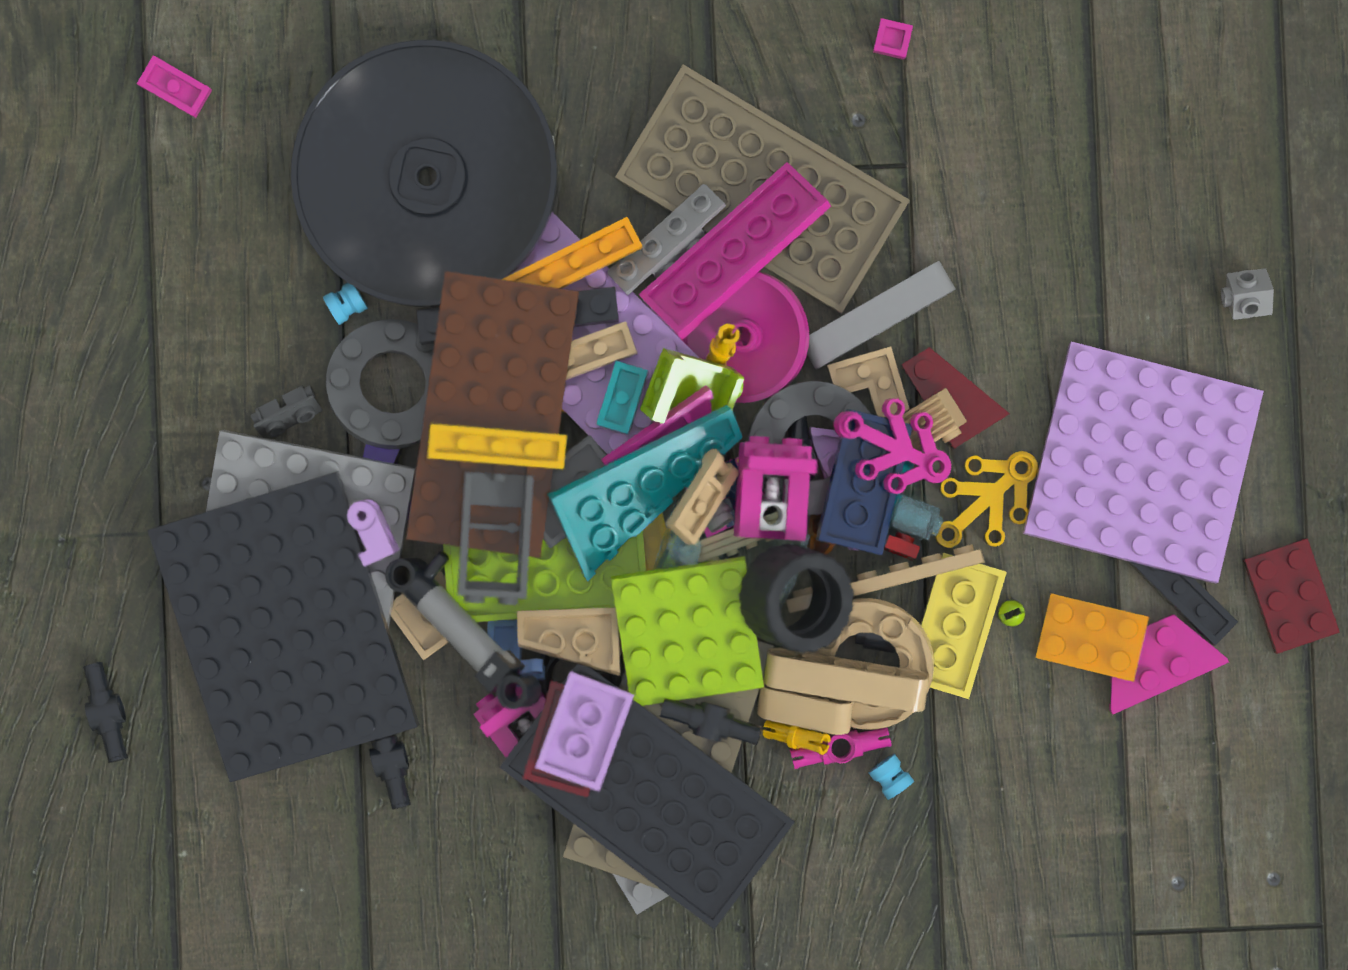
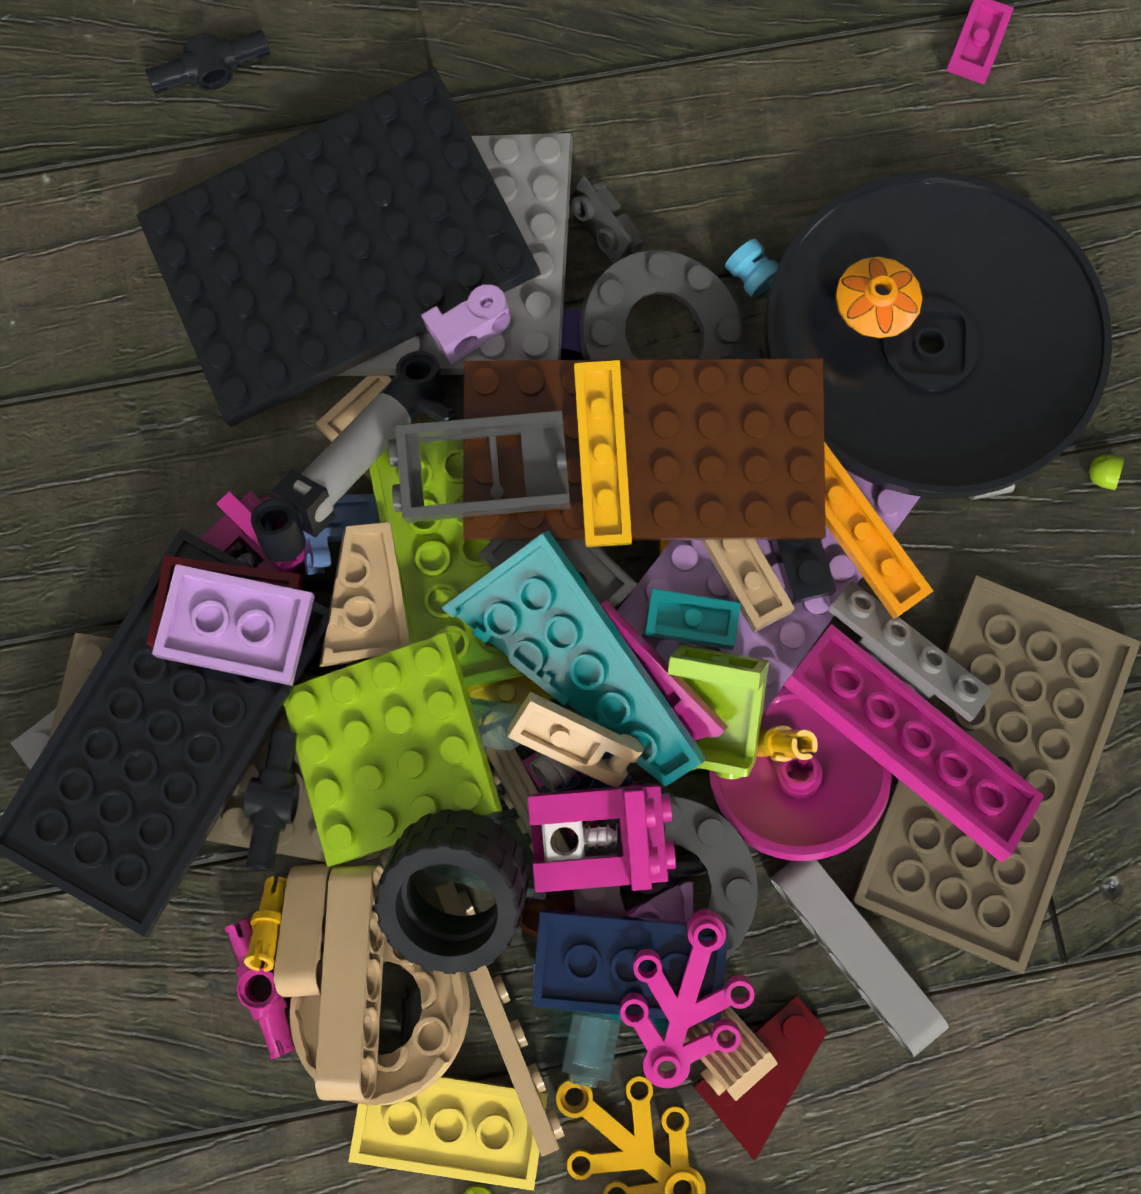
camera: 80 degrees right, 10 degrees down
(390, 764) = (181, 401): black pin -> none
(408, 217) = (876, 313): none -> light orange dish
(546, 60) = (1106, 470): none -> lime hinge
(871, 371) = (780, 959): tan plate -> none
(885, 771) = (228, 1065): medium azure wheel -> none
(902, 546) = (549, 1033): red plate -> none

